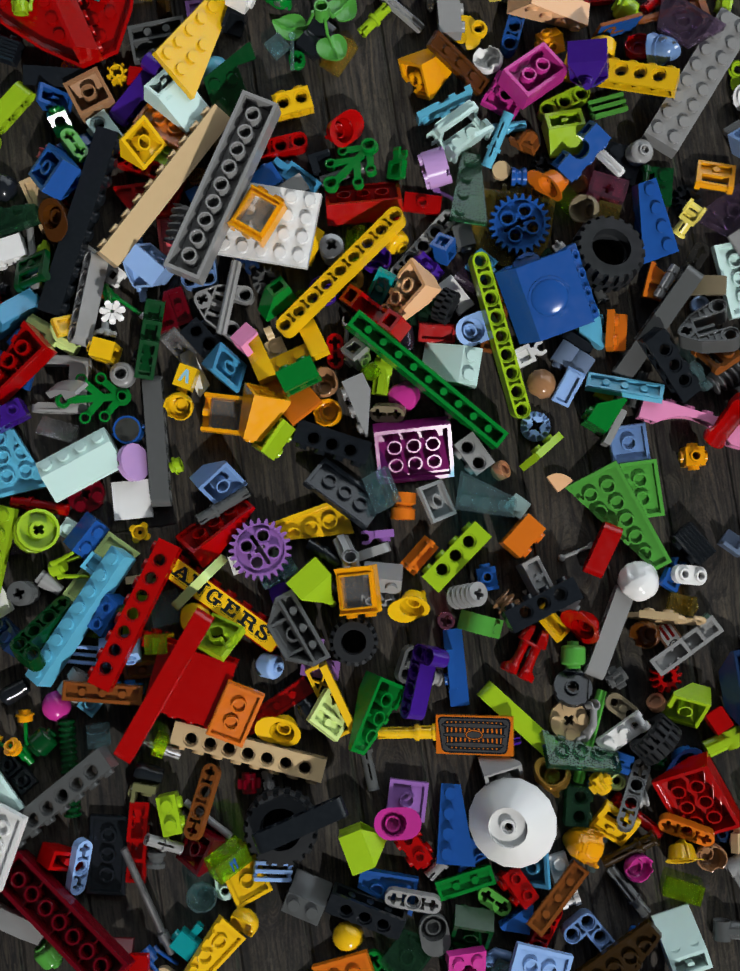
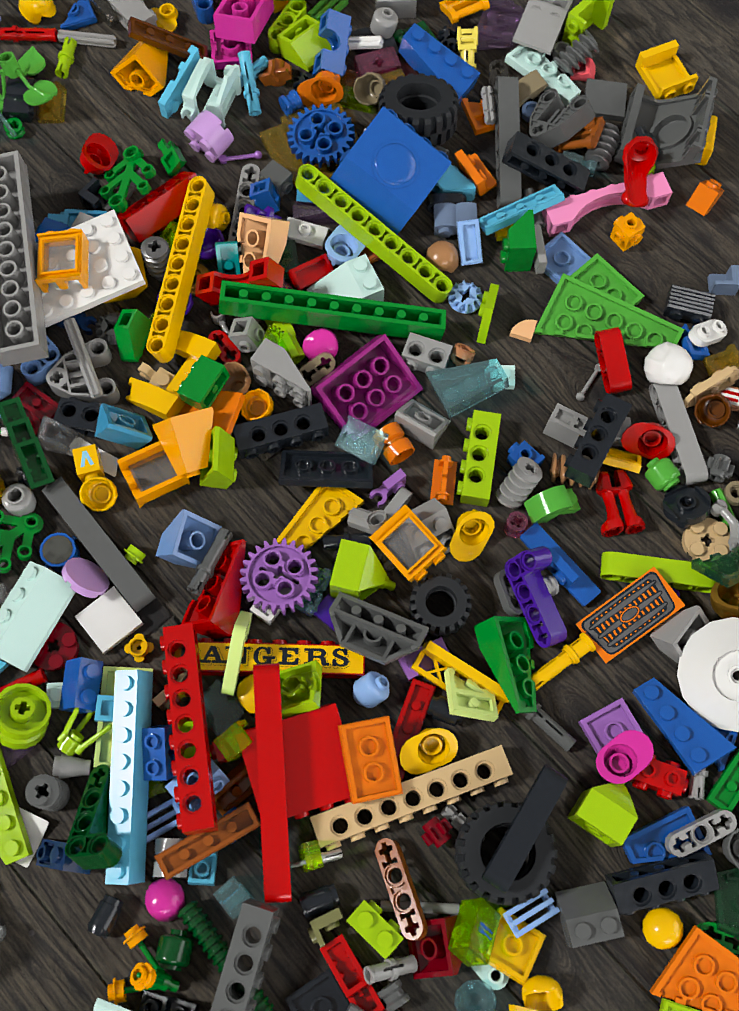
camera: 30 degrees left, 15 degrees down
(243, 337) = (122, 388): bright pink panel -> none
(290, 150) = (52, 200): red beam -> none
(294, 108) = (40, 161): yellow brick -> none
(422, 203) = (221, 174): red plate -> none
(445, 306) = (303, 239): black tyre -> none
(469, 195) = (255, 139): wing -> none
(488, 60) = (195, 28): white hair -> none
(501, 170) = (271, 109): tan tile -> none
(522, 536) = (530, 394): orange brick -> none
(526, 354) = (414, 237): white plate -> none

